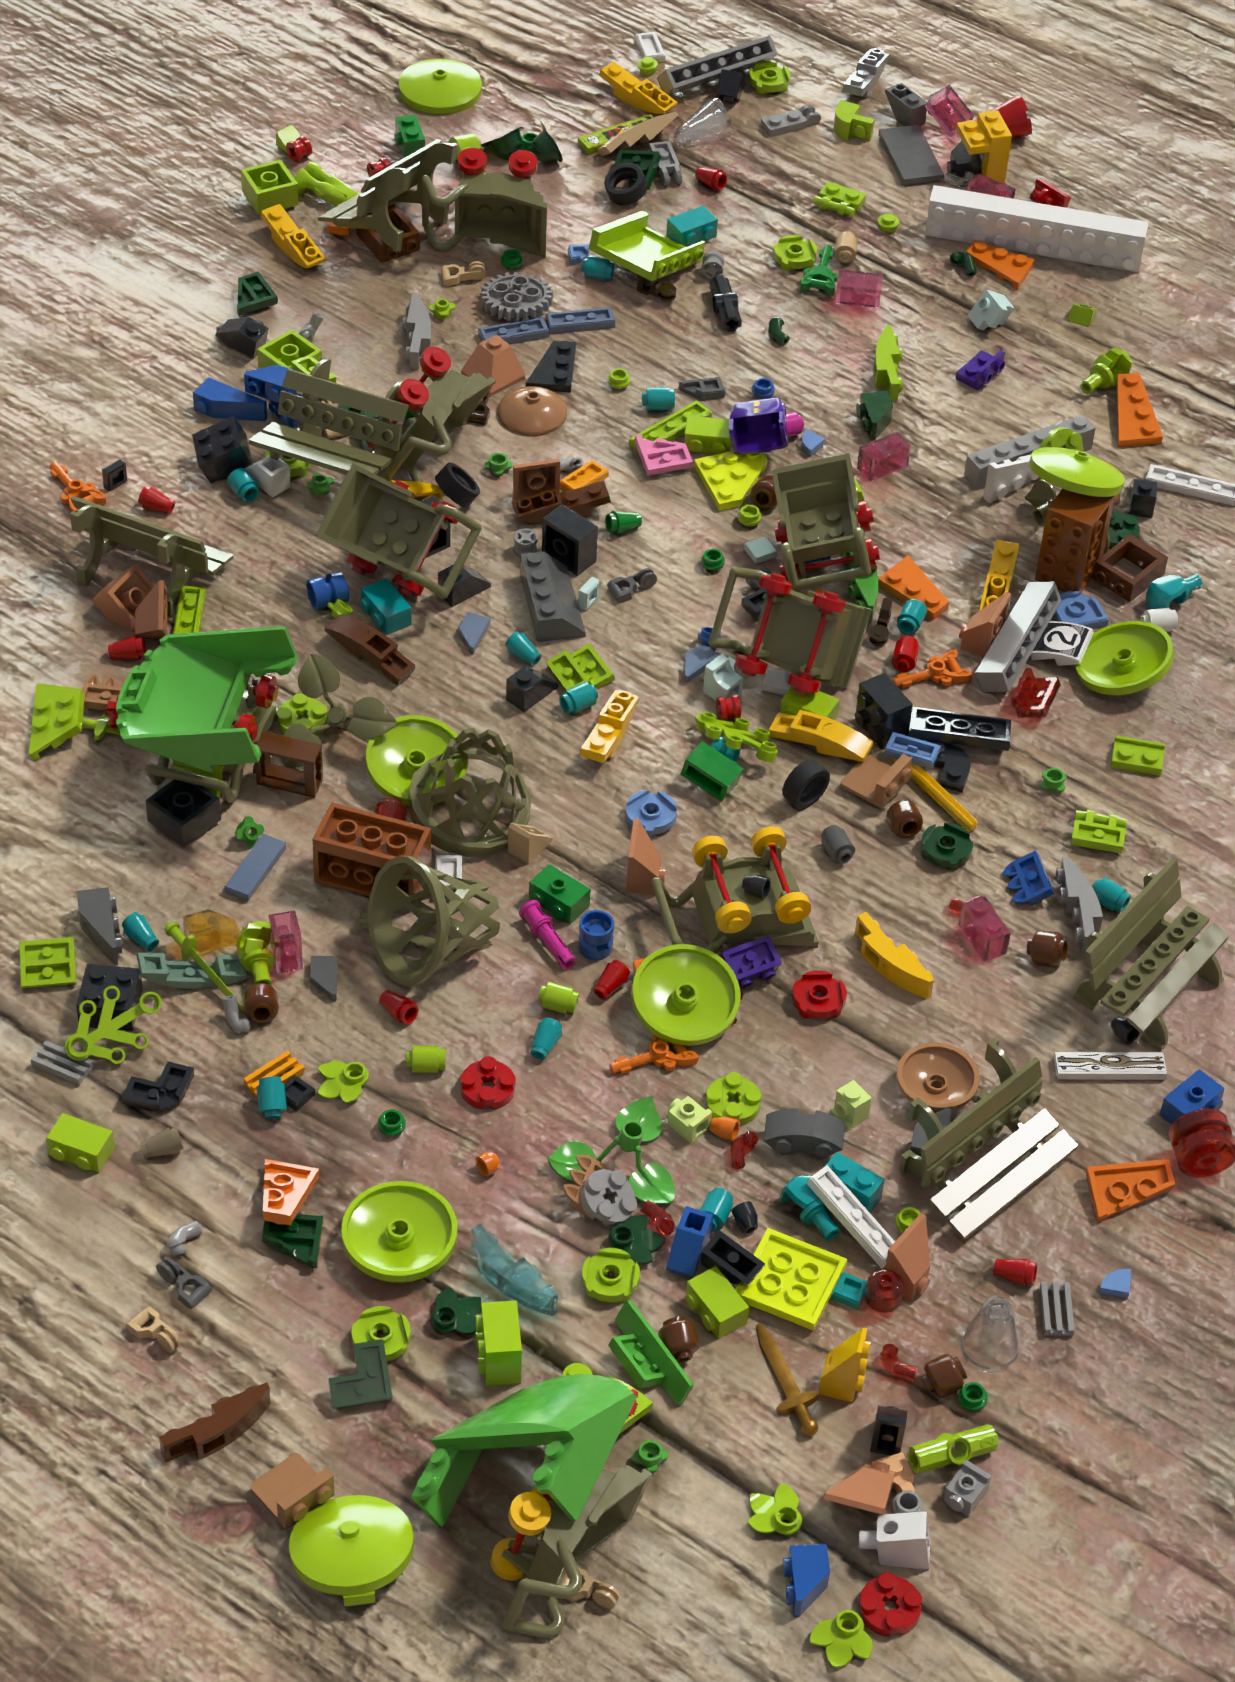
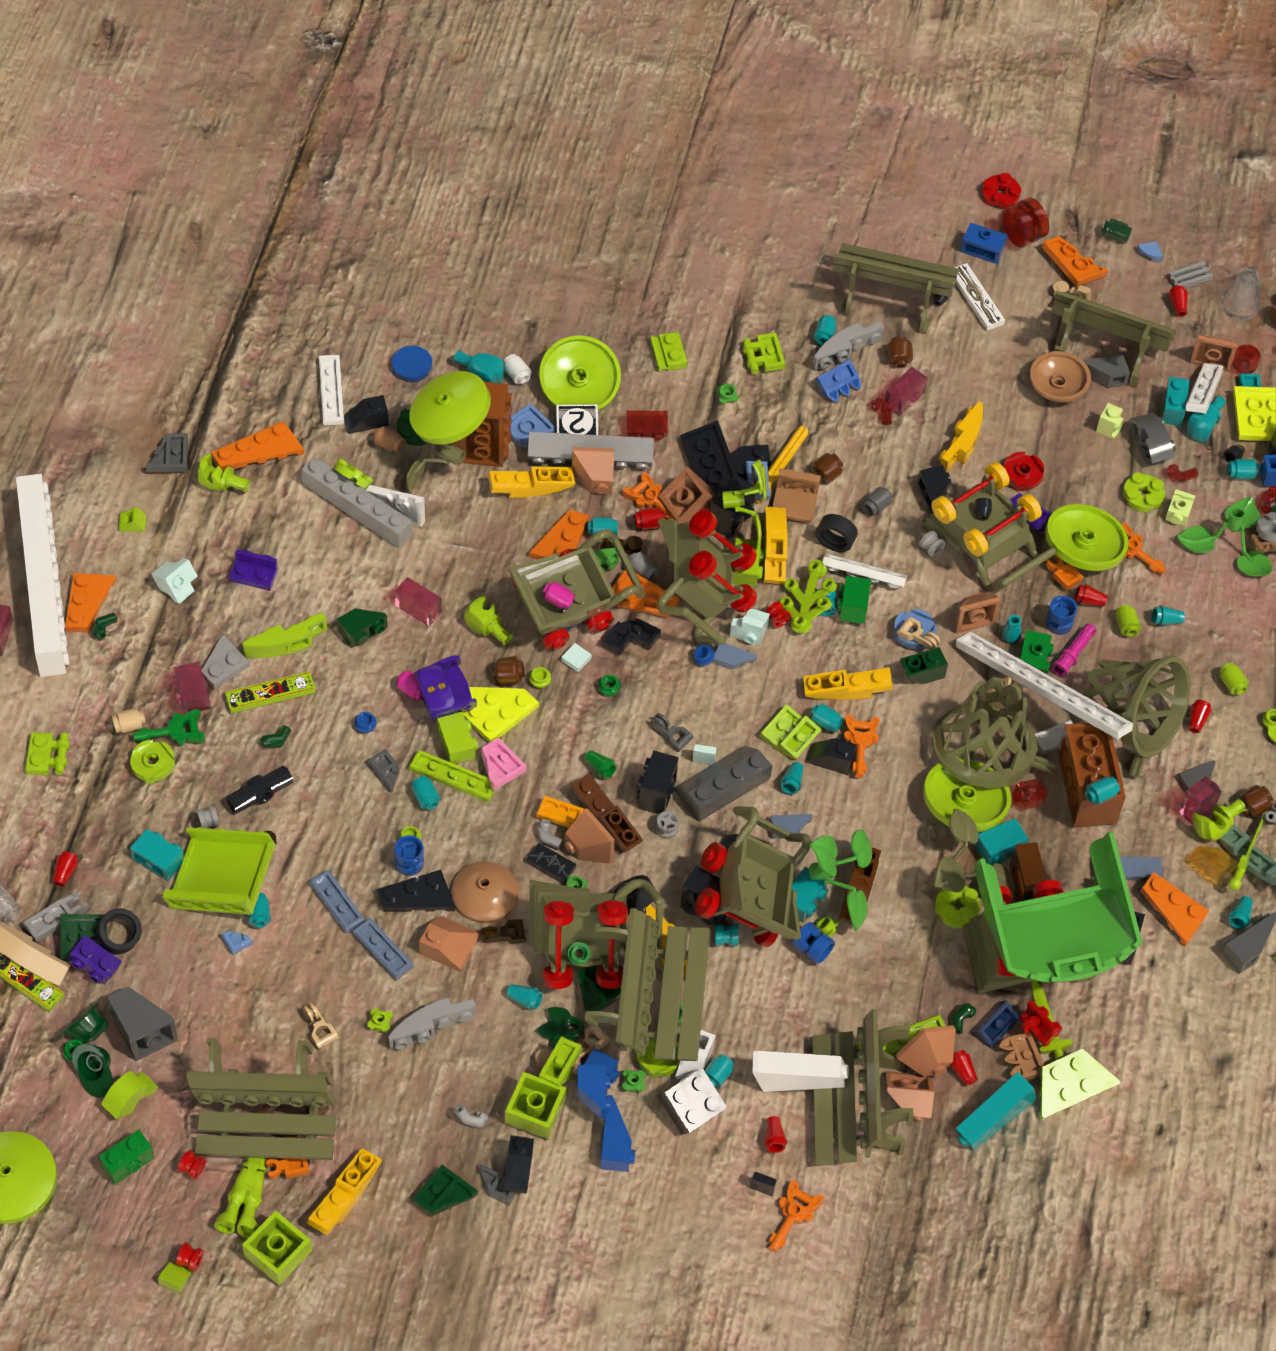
camera: 115 degrees left, 10 degrees up
(64, 647) = (996, 1111): none -> teal slope
(184, 880) = (1176, 907): none -> orange wing
(204, 511) = (798, 1071): none -> white slope
(326, 810) = (1102, 790): none -> teal brick
(348, 773) = (999, 841): none -> teal brick
(397, 635) = (825, 869): none -> bright green plant
(487, 1071) = (1225, 627): red plate -> none
(492, 204) = (239, 1007): olive piece -> none
(500, 848) = (1044, 685): none -> white plate
(511, 259) = (274, 986): green plate -> none
(516, 296) = (349, 945): light grey gear -> none
(535, 454) = (551, 863): none -> black tile
(537, 715) = (862, 739): none -> orange piece
(545, 154) = (141, 1022): none -> dark grey slope
(594, 364) = (409, 855): none -> blue wheel
(594, 793) = (925, 666): none -> dark green slope
(601, 162) = (94, 960): none -> dark purple bracket
(602, 888) = (1012, 629): none -> teal cone
(623, 802) = (930, 639): none -> tan piece
(725, 1127) = (1170, 485): orange hose -> none
(748, 799) = (856, 568): none -> white plate
(811, 442) = (418, 662): medium blue tile -> none
(814, 509) = (558, 595): none -> dark pink brick
(832, 342) = (270, 692): none -> tile
(832, 900) = (933, 484): none -> black slope
(872, 671) = (735, 499): none -> lime plant
(877, 318) = (224, 663): none -> light grey wing
(888, 223) = (67, 702): lime plate -> none
(905, 1218) = (1178, 366): lime plate -> none
(916, 685) = (687, 496): none -> nougat slope
(942, 856) = (832, 428): dark green plate -> none
(1069, 1162) = (1063, 286): none -> tan piece
(1152, 354) = (170, 455): none -> dark grey wing
(1162, 1254) = (1117, 230): none -> clear green brick
(1204, 551) = (412, 363): none -> blue tile

